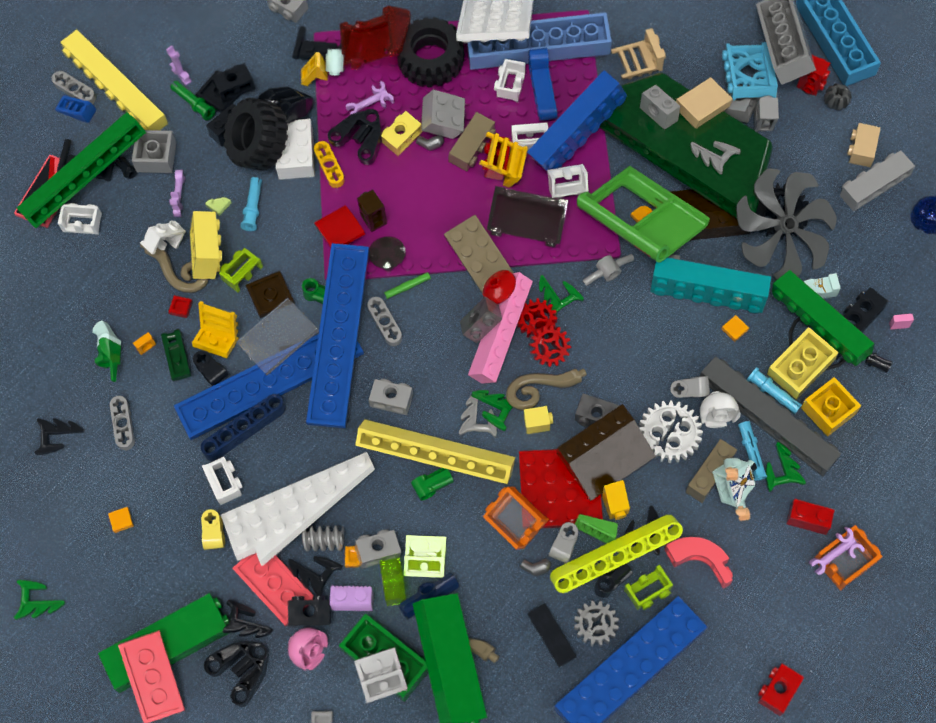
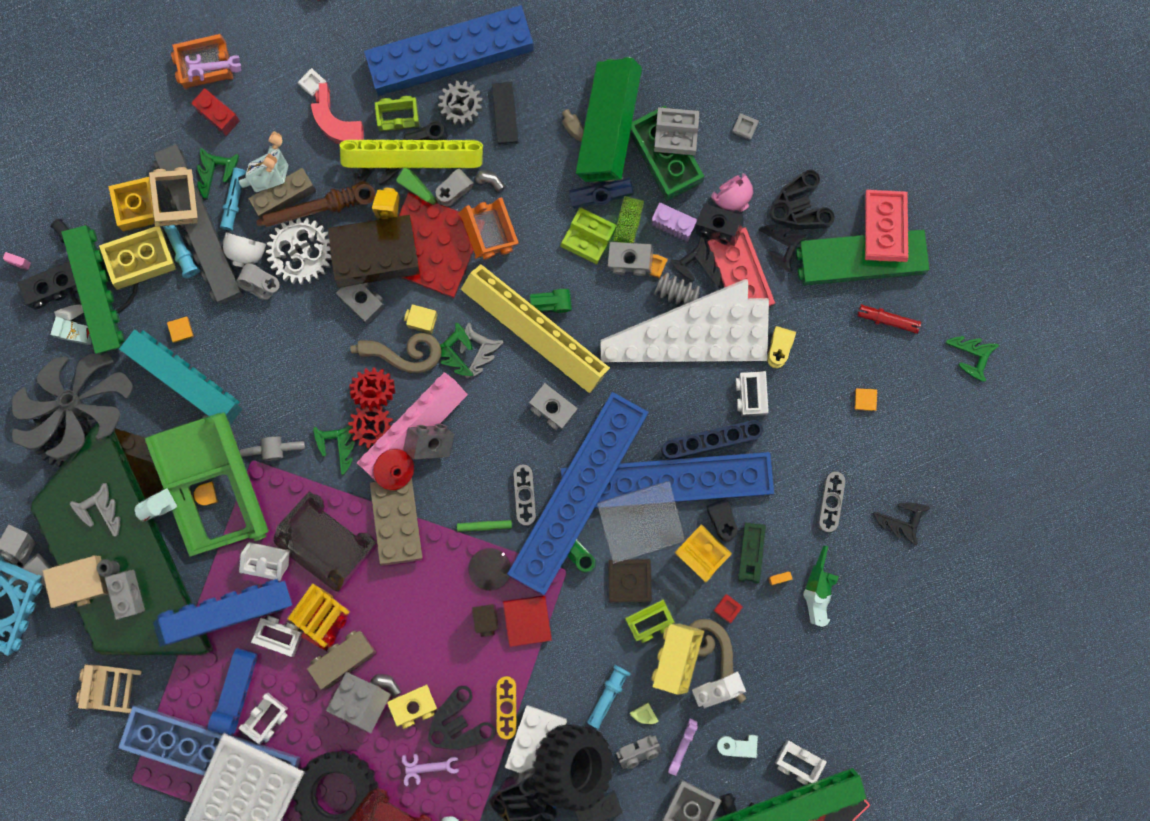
camera: 160 degrees left, 15 degrees up
(128, 597) = (880, 316): none -> red pin
(134, 210) = (740, 748): none -> light aqua leg
(206, 180) = (647, 750): none -> light grey hinge
(644, 500) = (332, 201): none -> reddish brown piece
(674, 176) = (155, 505): none -> light aqua leg
(684, 115) = (107, 567): none -> dark grey pin
(741, 585) = (310, 82): none -> white tile
(789, 400) = (176, 217): none -> tan window
(835, 300) = (70, 312): none -> white tile

